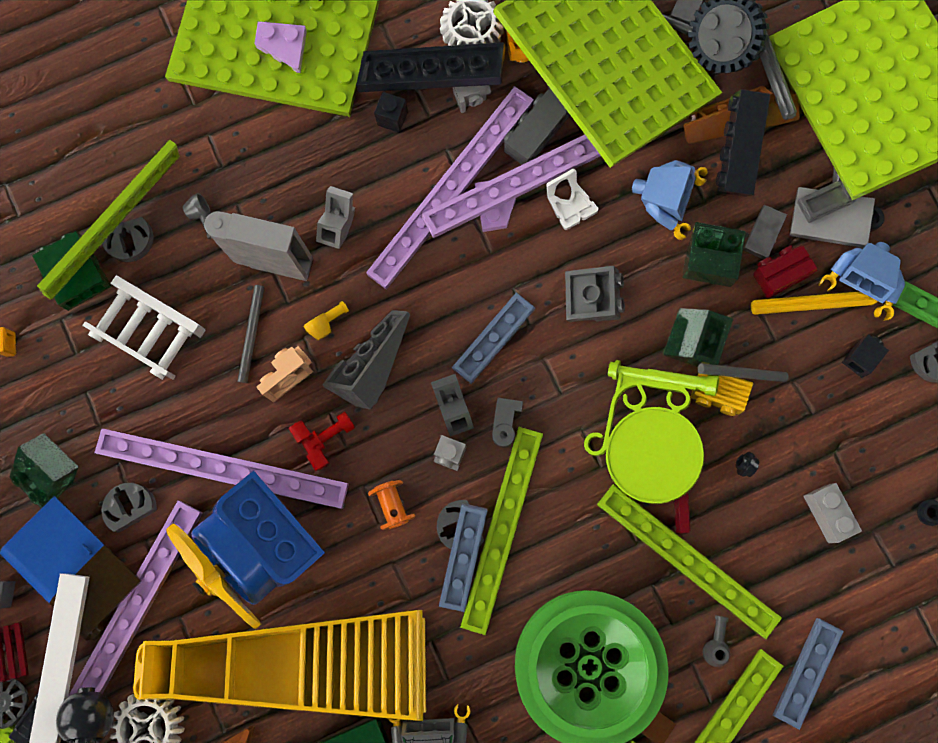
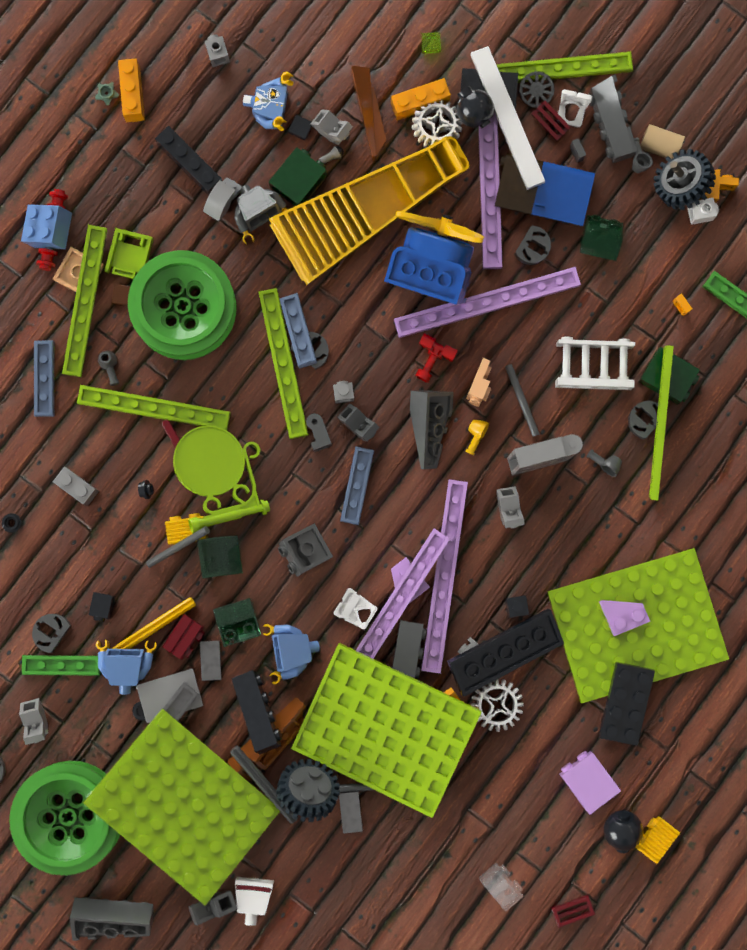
camera: 140 degrees right, 5 degrees up
(391, 501) = (364, 340): orange hose -> none

